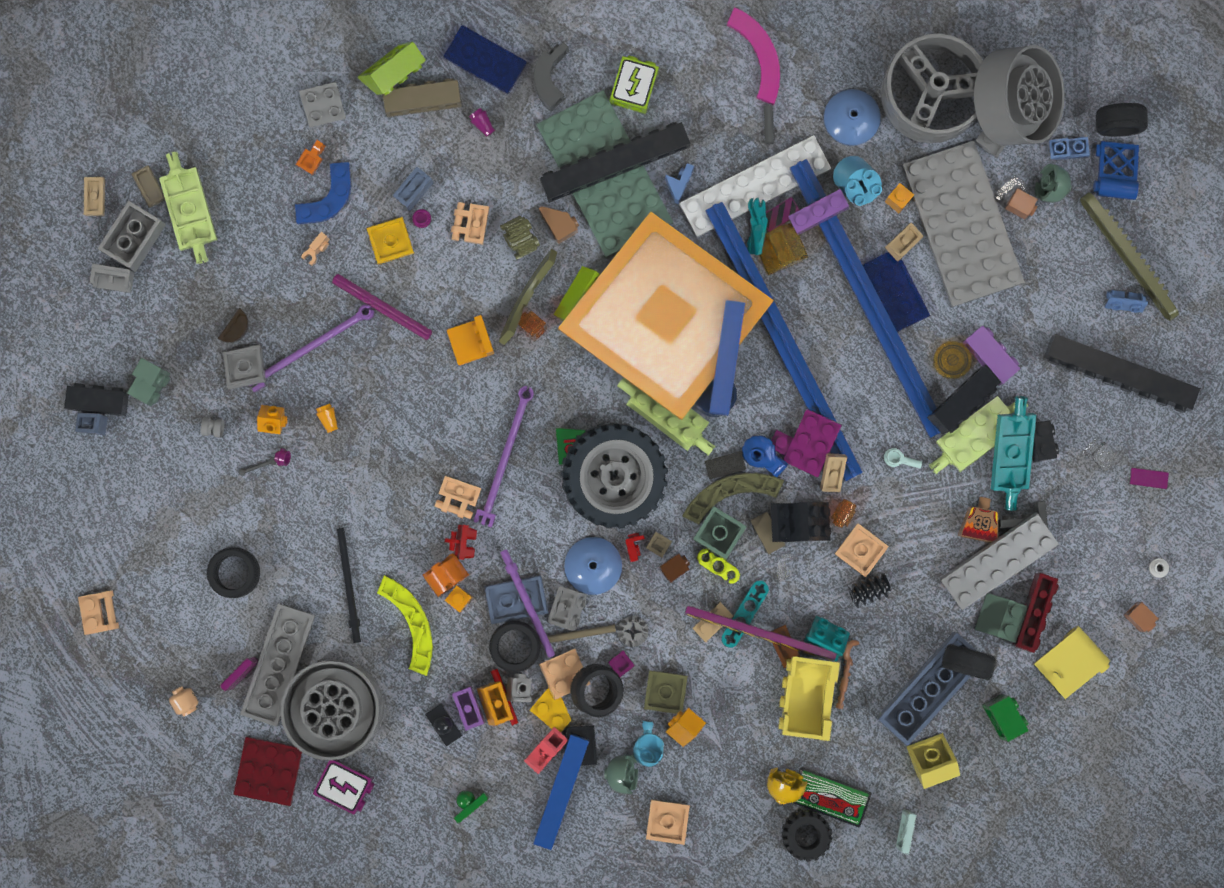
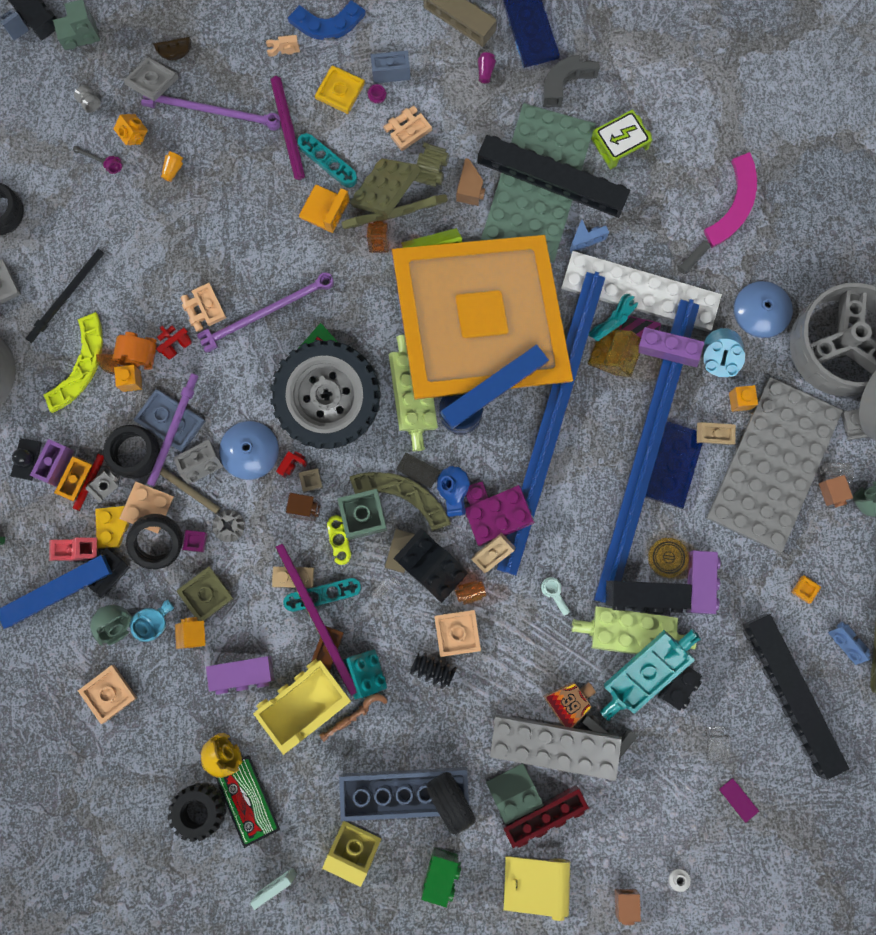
camera: 45 degrees right, 5 degrees down
(431, 602) = (106, 363): none -> clear orange tile
(436, 300) = (325, 162): none -> teal beam
(502, 285) = (385, 186): none -> olive plate
(744, 720) = (240, 674): none -> medium lavender brick
(1063, 292) = (806, 589): none -> light orange tile

